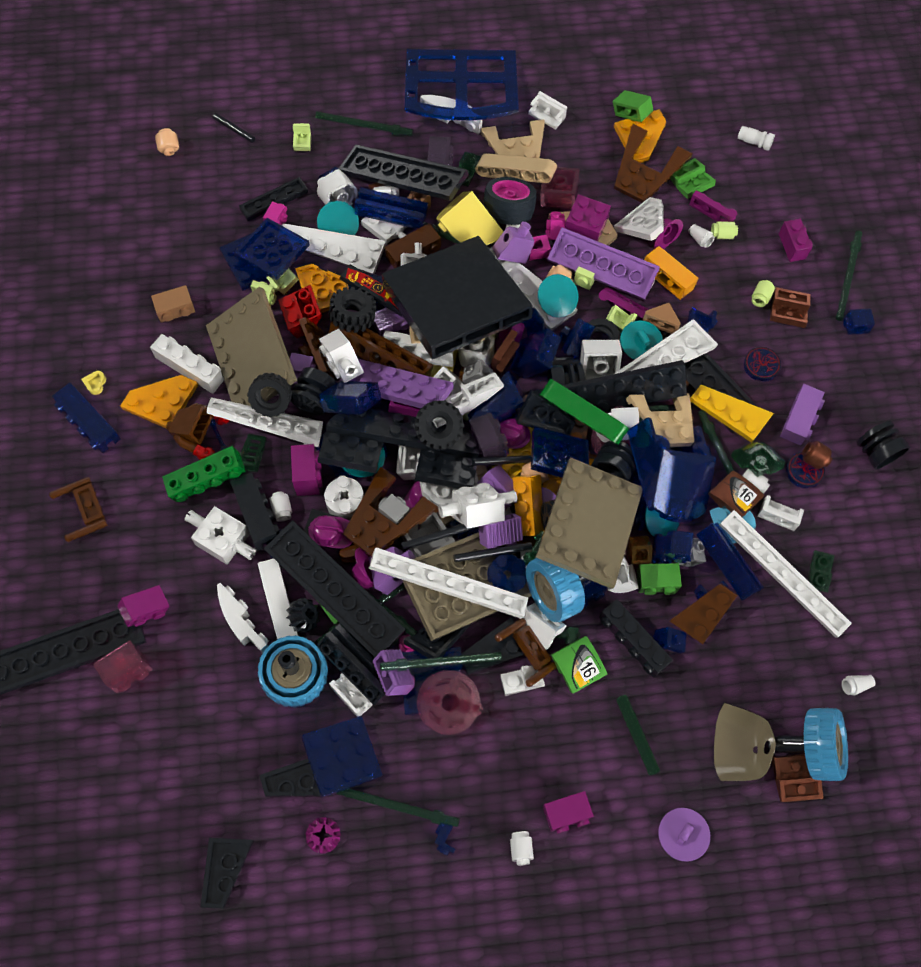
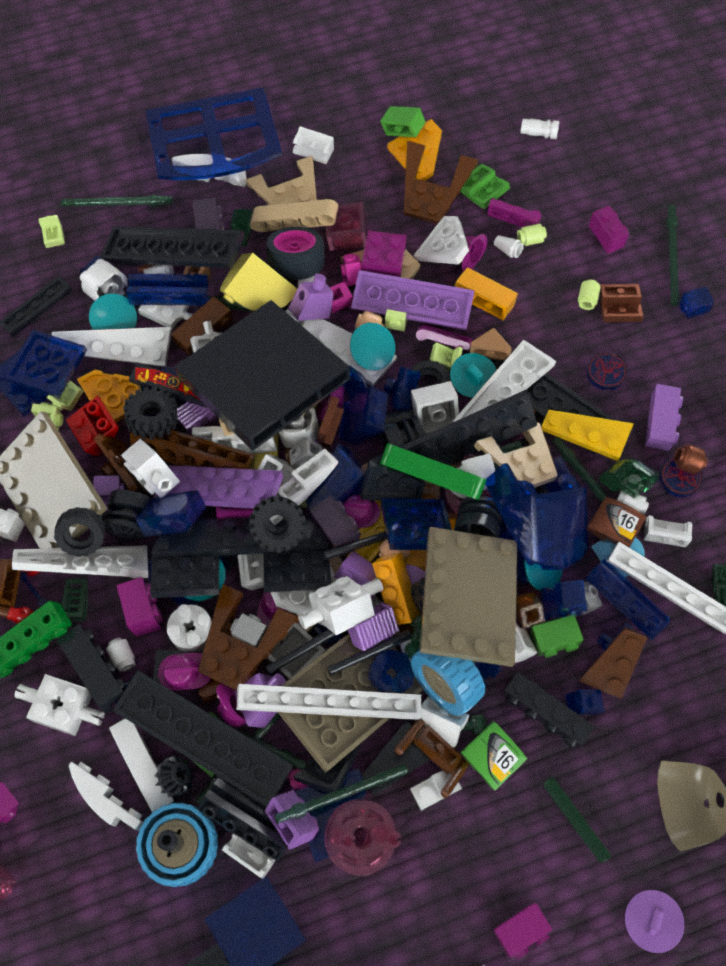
camera: 10 degrees left, 0 degrees up
(277, 213) = (42, 322): dark pink brick -> none
(705, 321) = (535, 338): clear blue bracket -> none

